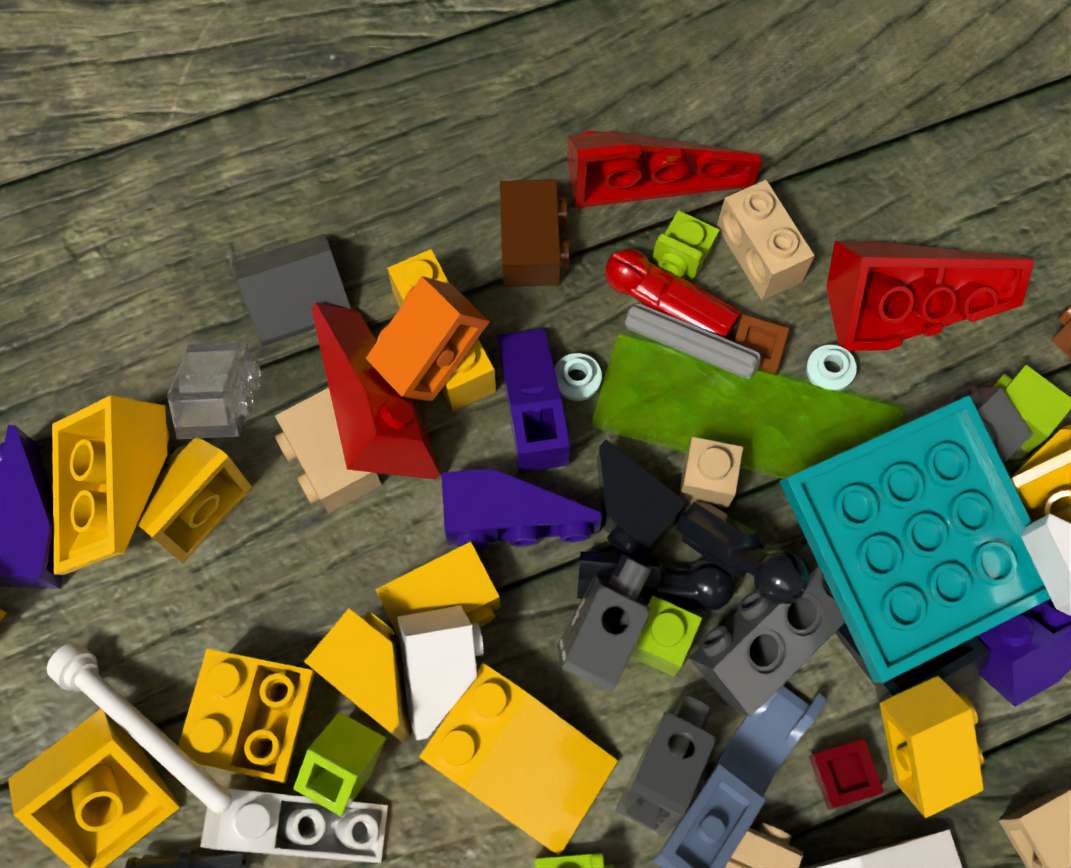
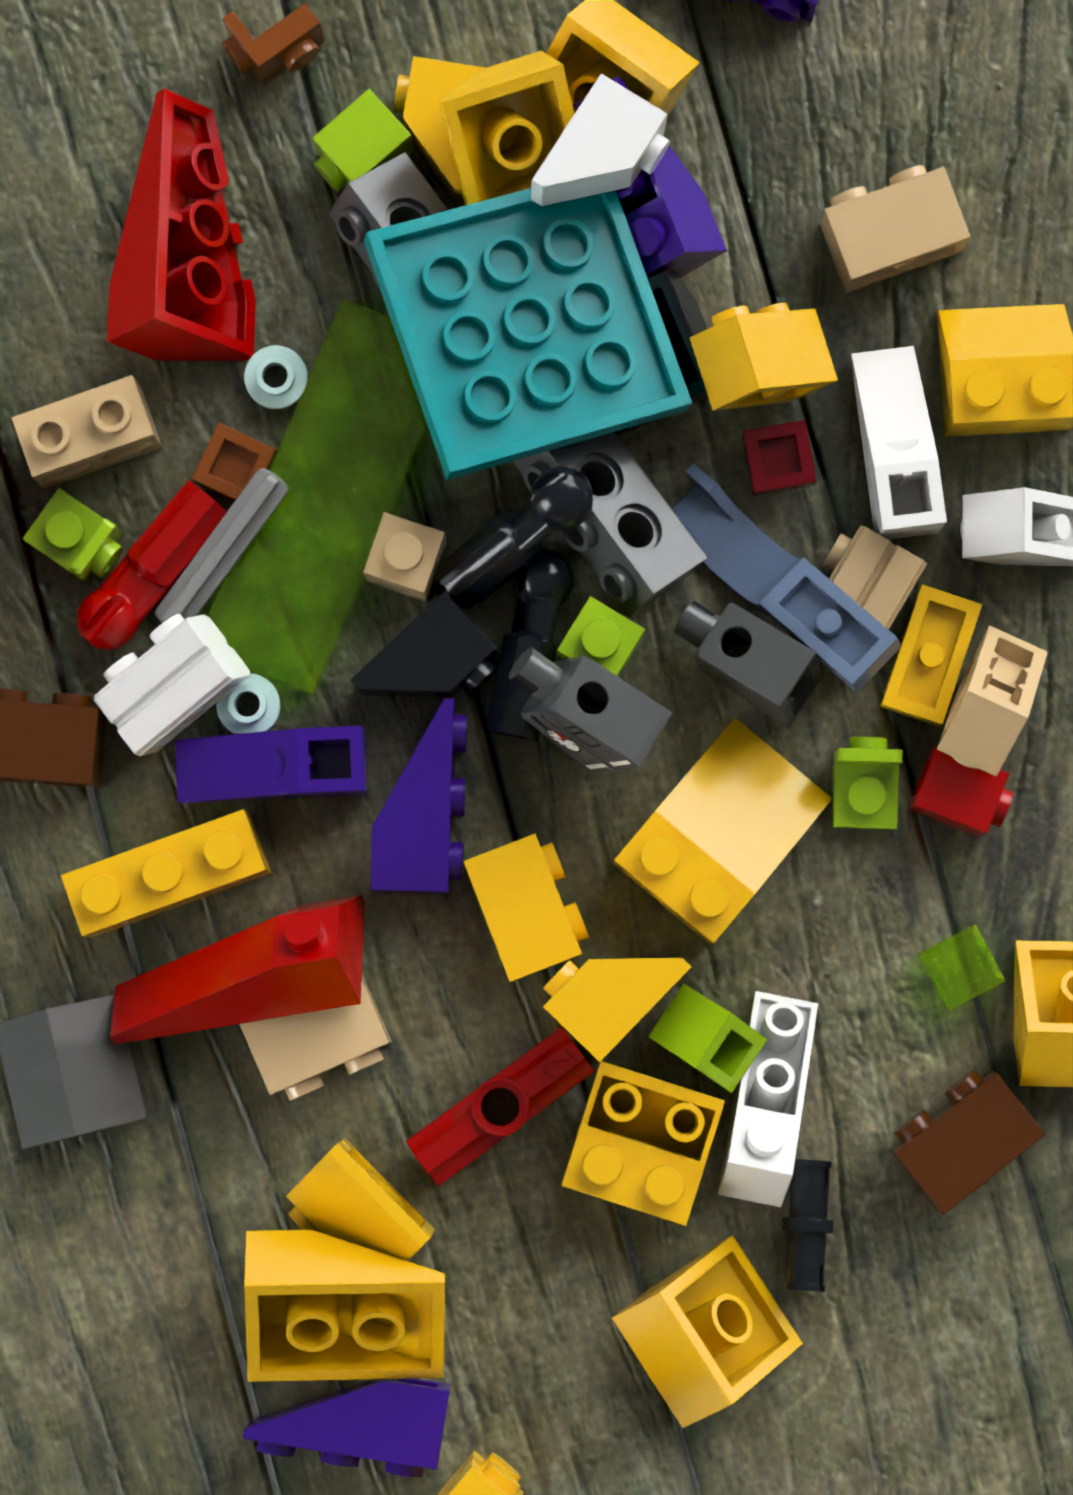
camera: 80 degrees left, 15 degrees up
(77, 670) = (560, 1353): white piece -> none
(213, 390) = (225, 1172): clear brick -> none
(256, 576) = (465, 1132): none -> red piece
(426, 339) = (205, 888): orange brick -> none
(436, 663) = (609, 914): white slope -> none
(586, 314) = (170, 683): none -> white brick

